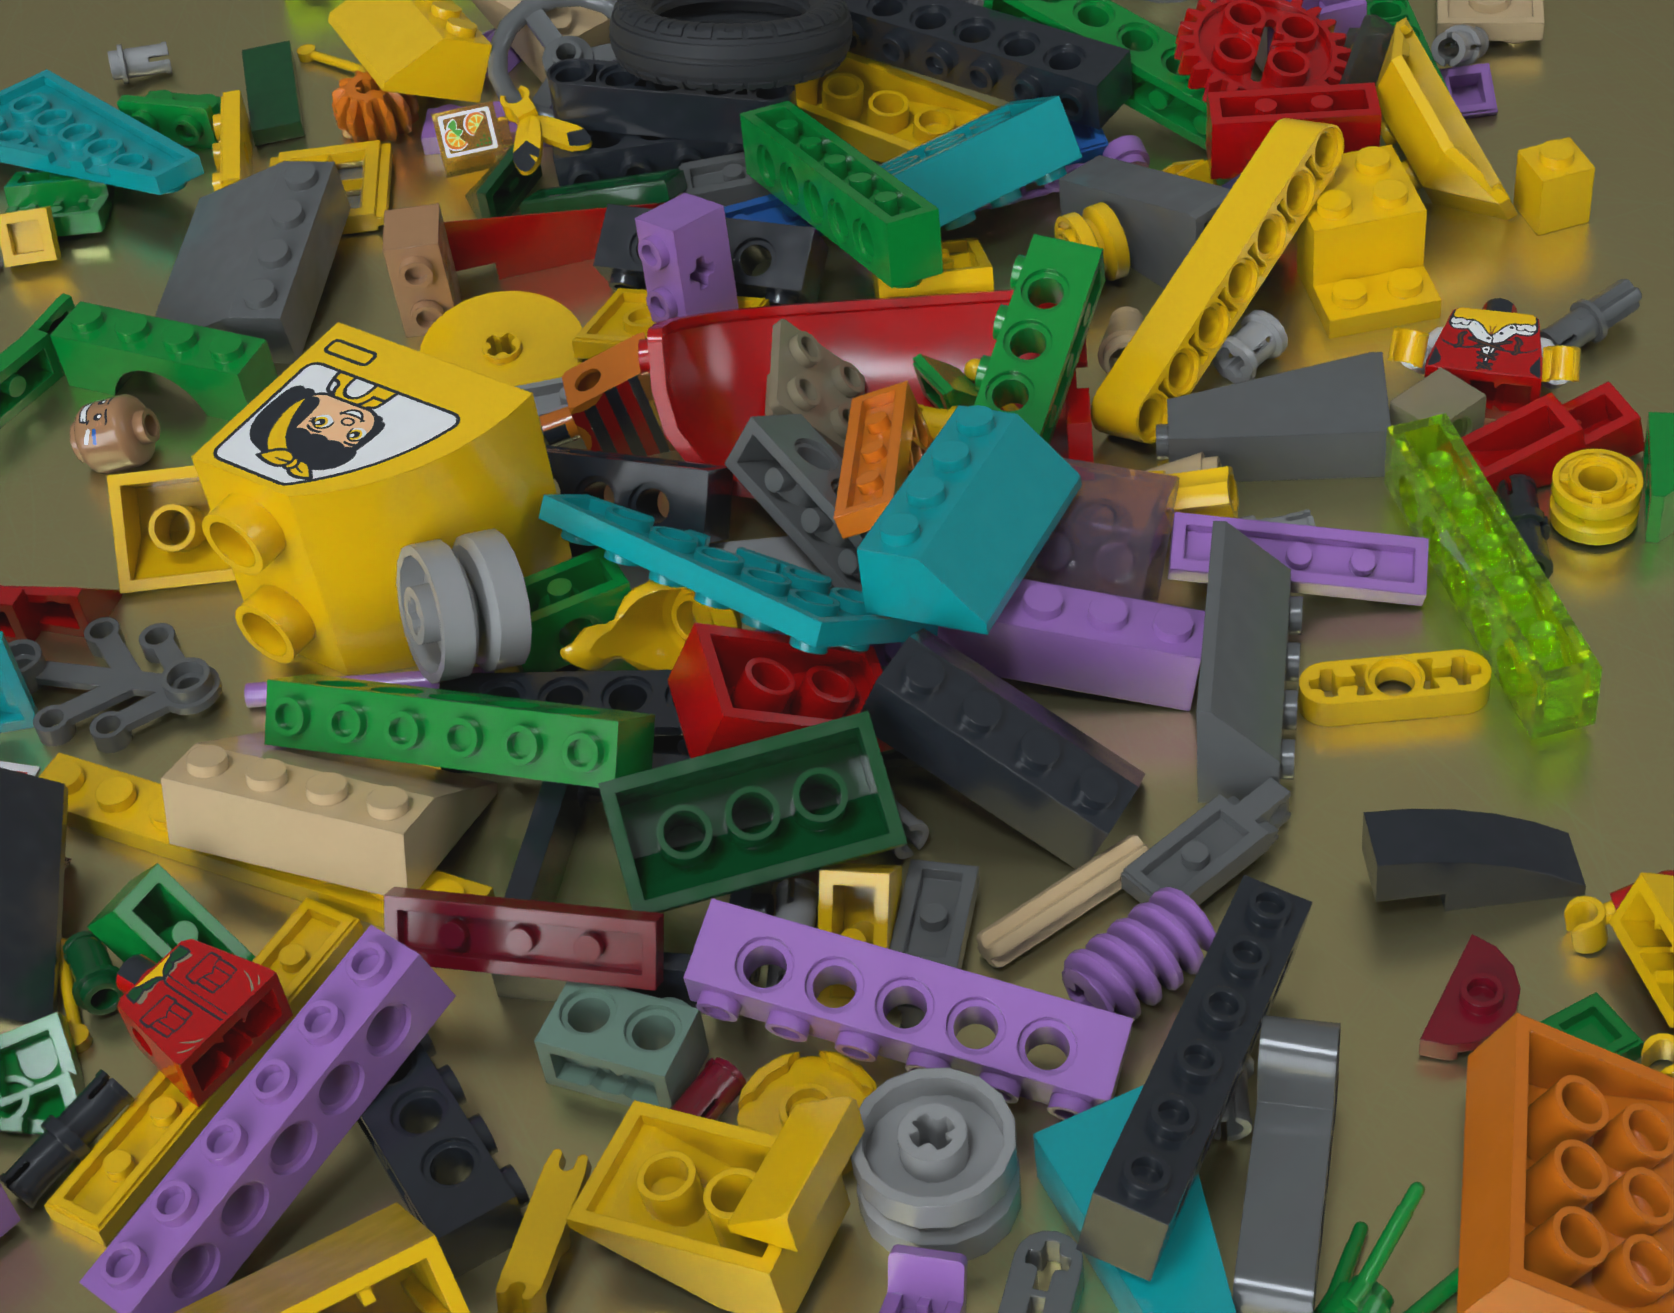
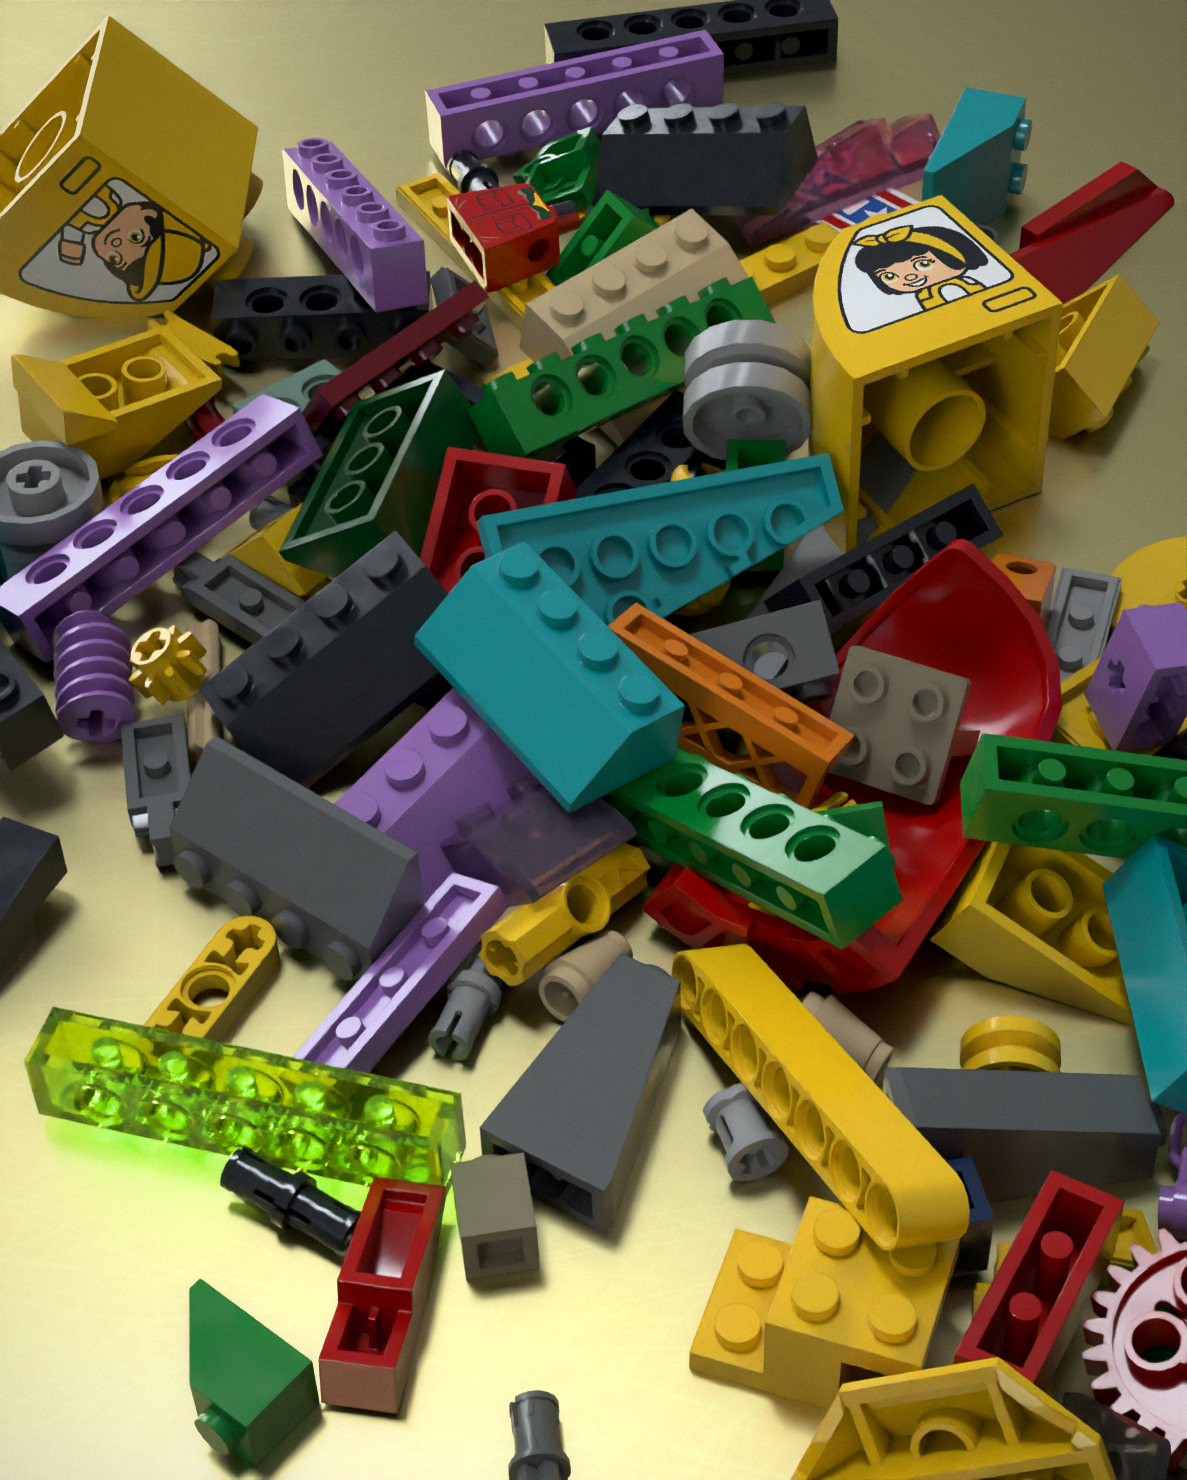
camera: 115 degrees right, 0 degrees up
(1076, 906) = (168, 665): none -> yellow gear
(1492, 352) = (538, 1311): torso -> none
(1595, 496) = (271, 1248): yellow wheel -> none

